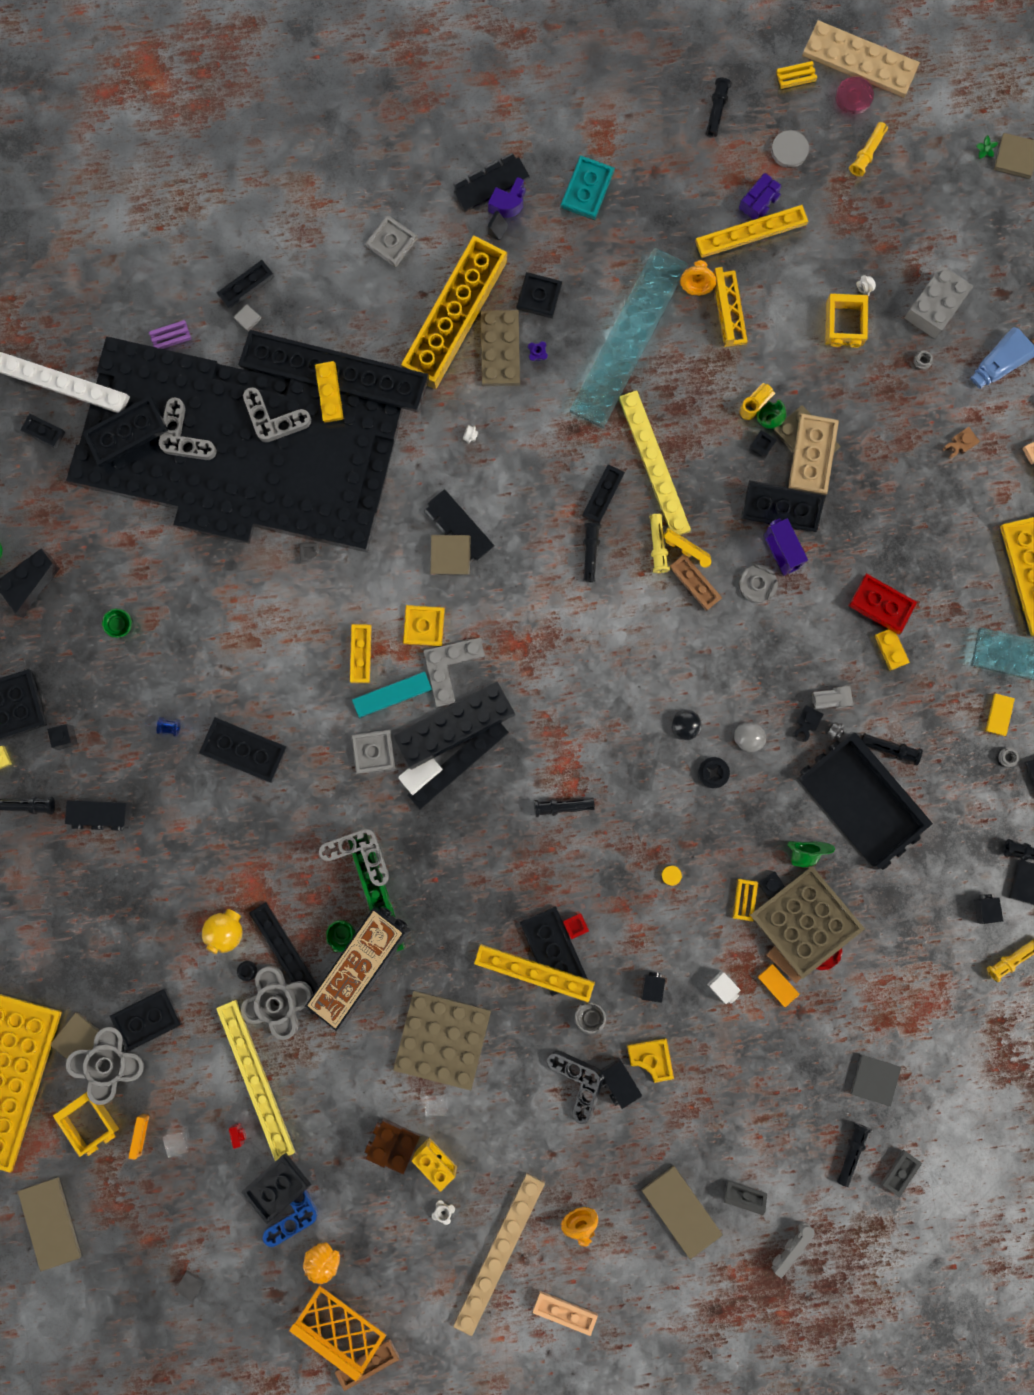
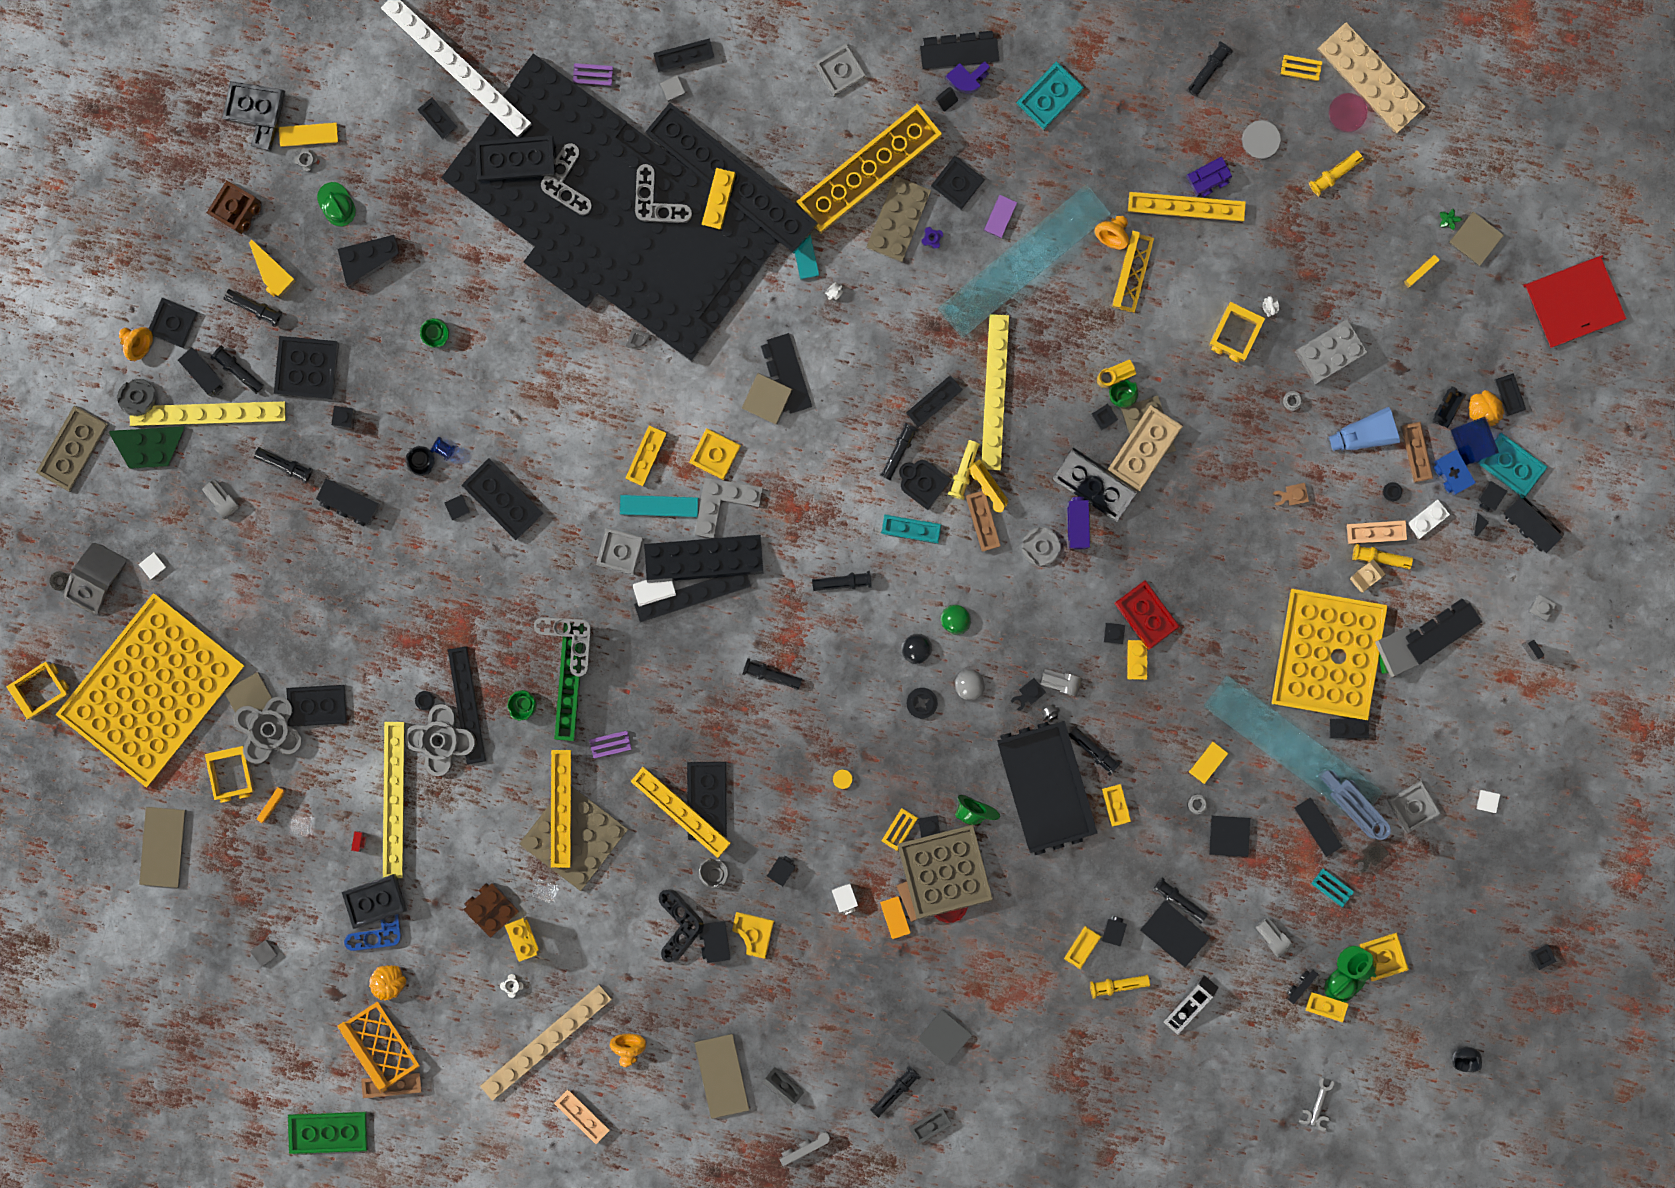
camera: 25 degrees right, 5 degrees up
(150, 746) = (419, 460): none -> black hair
(204, 775) = (457, 507): none -> black tile
(222, 932) = (417, 656): yellow brick -> none
(358, 967) = (526, 739): brick -> none
(419, 1020) = (561, 808): none -> yellow plate
(426, 947) = (594, 748): none -> medium lavender tile
(432, 417) = (806, 260): none -> teal tile
(576, 926) = (736, 787): red plate -> none
(590, 308) = (1000, 216): none -> medium lavender tile
(599, 688) = (851, 581): none -> black pin
(625, 570) = (923, 482): none -> black plate
(633, 617) = (911, 529): none -> teal tile
(710, 682) = (955, 619): none -> green hair
(860, 633) = (1114, 633): none -> black plate
(935, 790) = (1116, 805): none -> yellow plate
(964, 937) = (1082, 947): none -> yellow tile
(983, 201) = (1421, 271): none -> yellow tile

